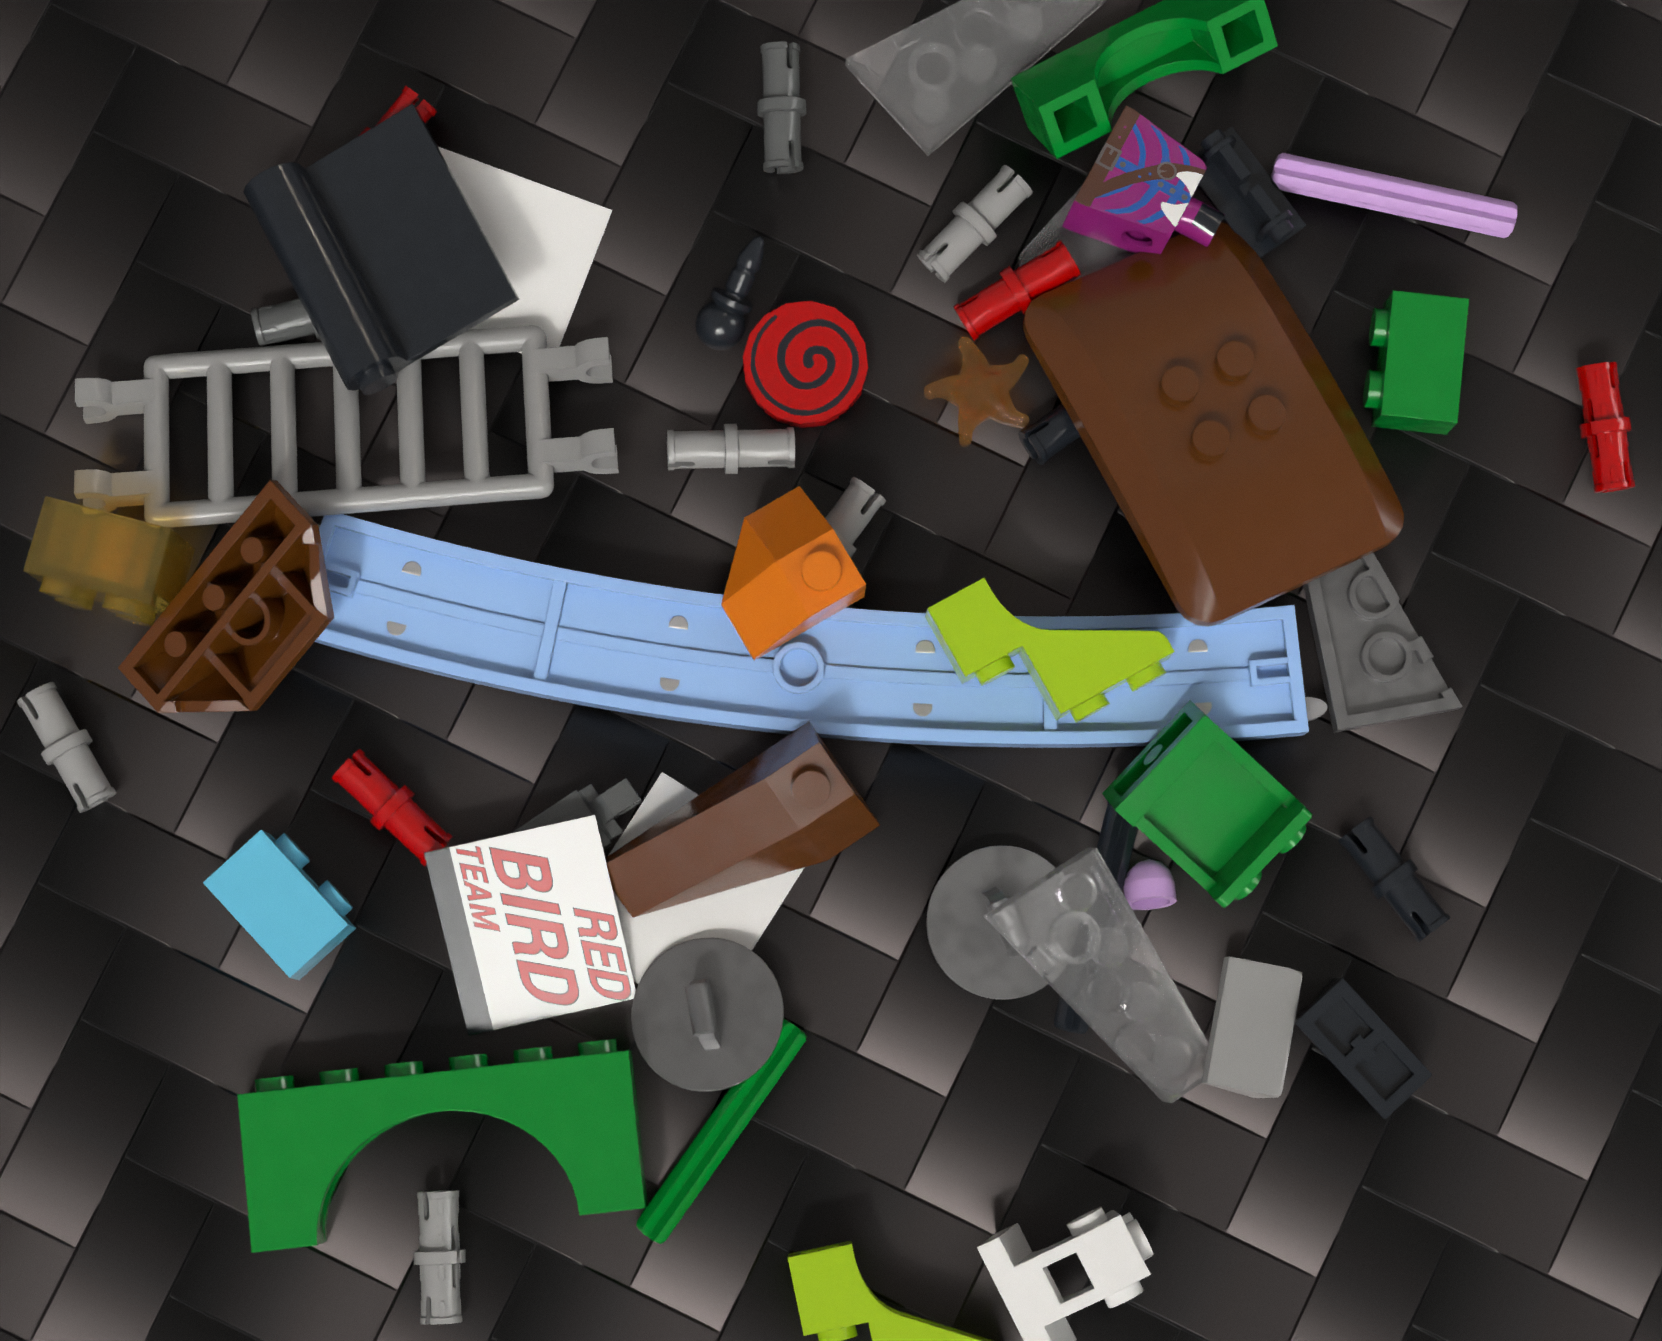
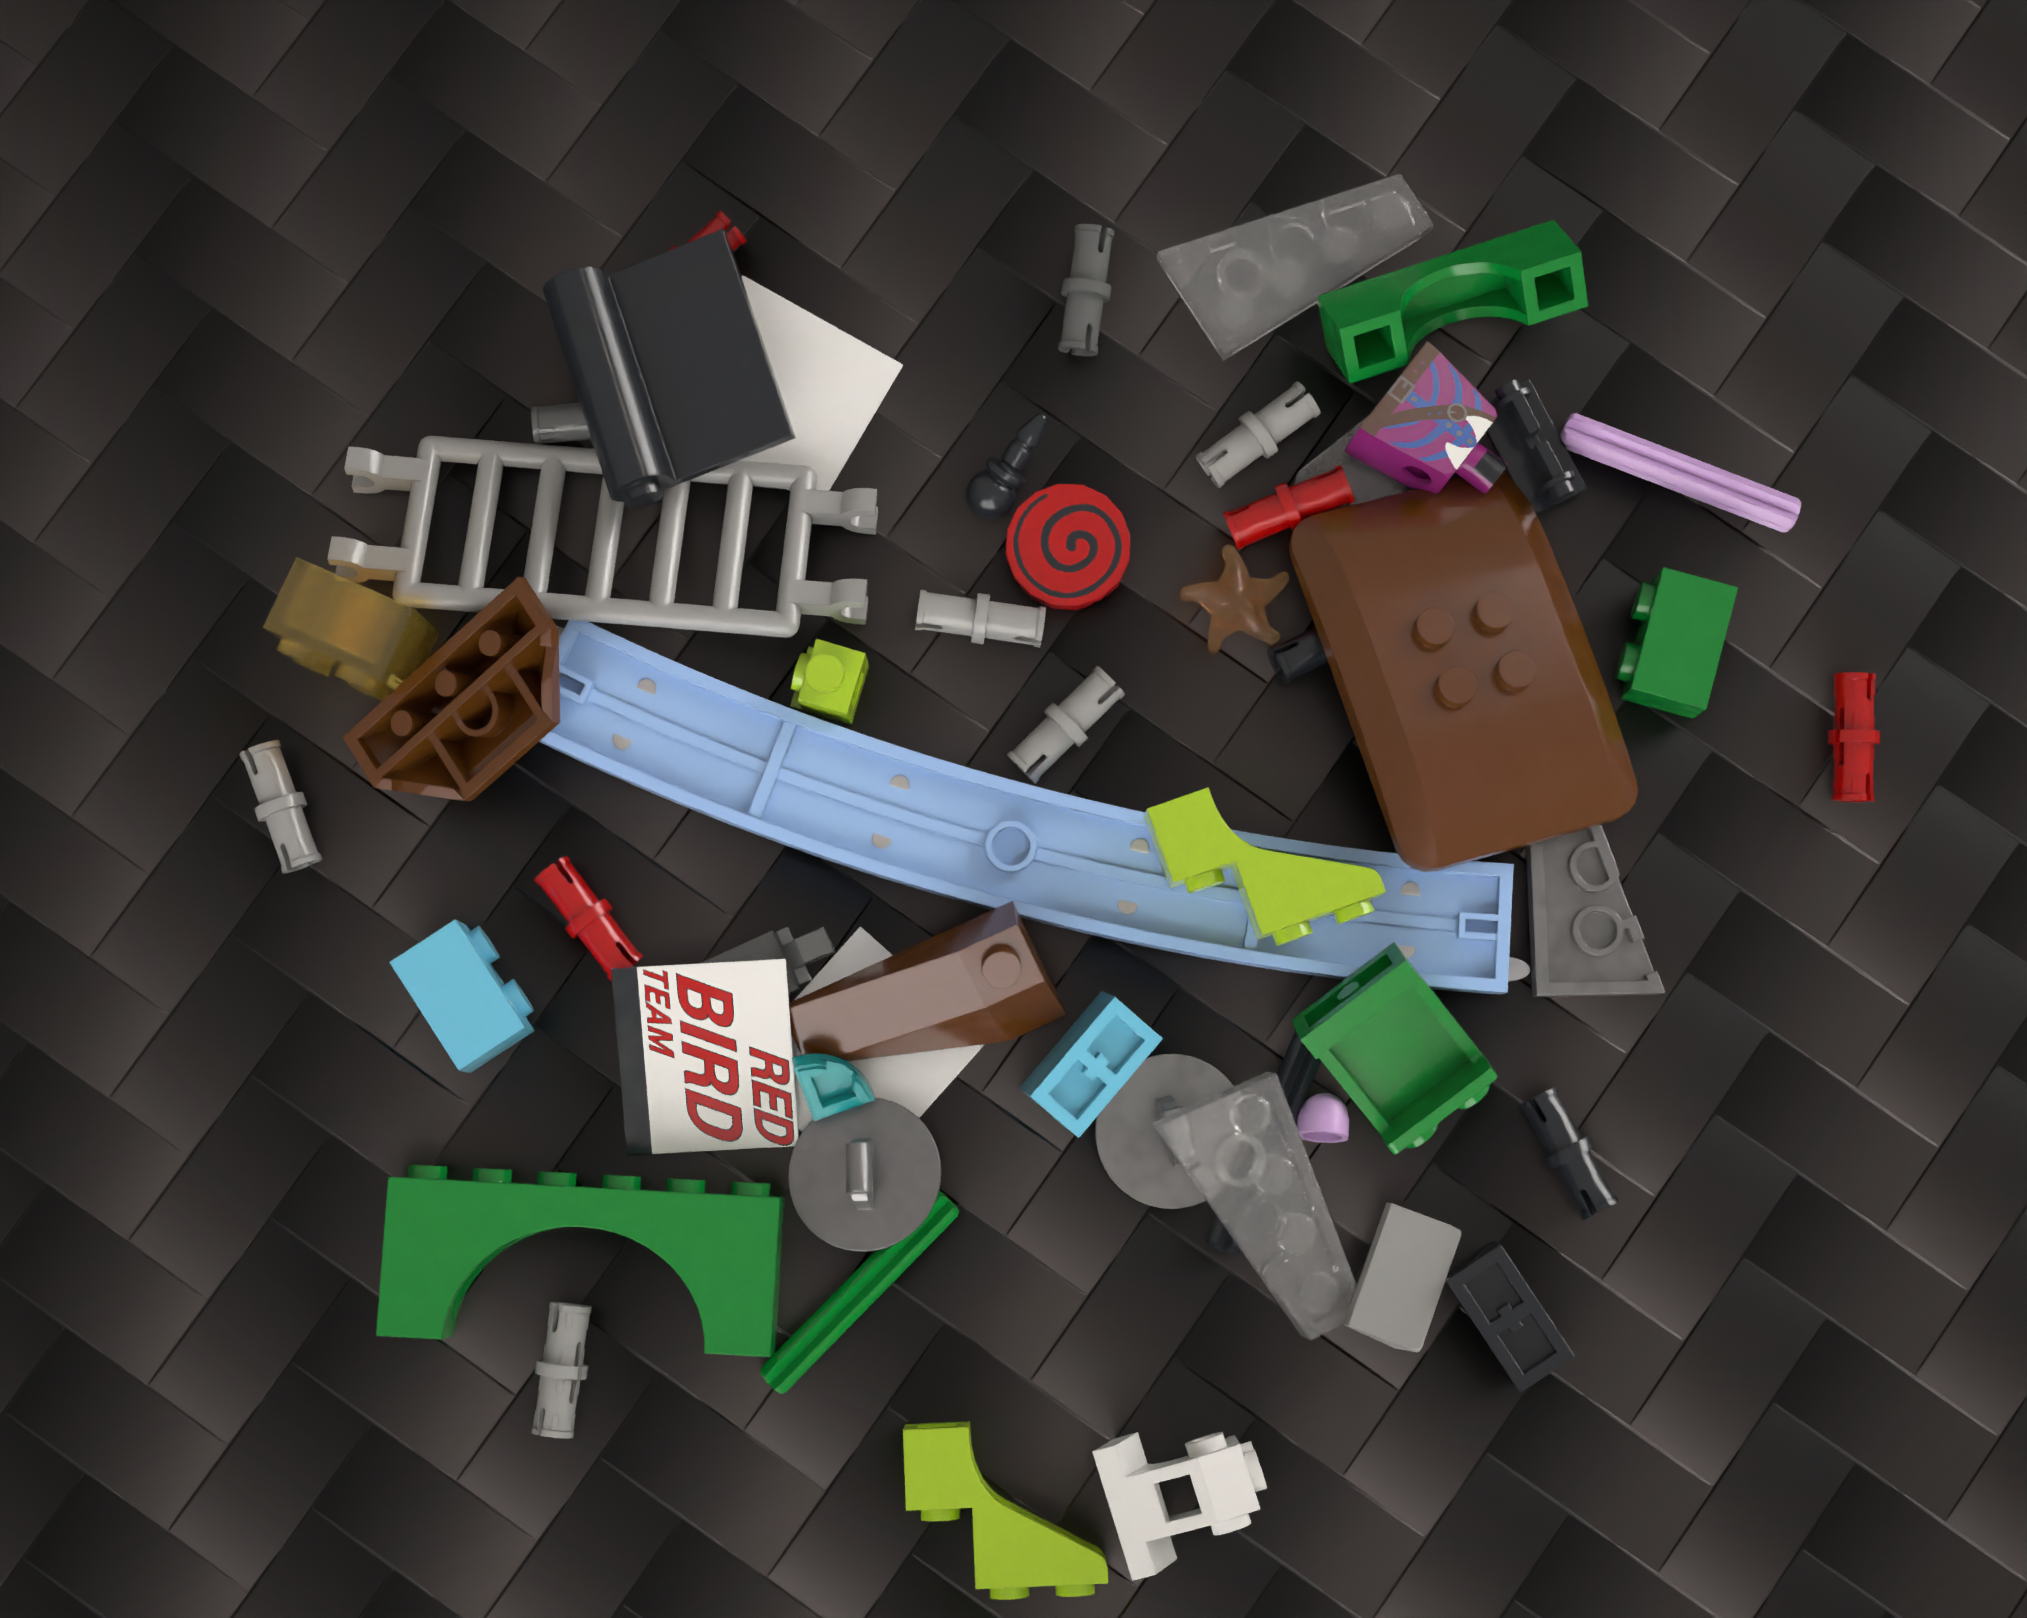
camera: 15 degrees right, 0 degrees up
(592, 534) = (829, 681): none -> lime brick
(659, 931) = (830, 1084): none -> teal tile
(787, 574) = (1014, 752): orange slope -> none
(912, 868) = (1090, 1063): none -> medium azure hinge

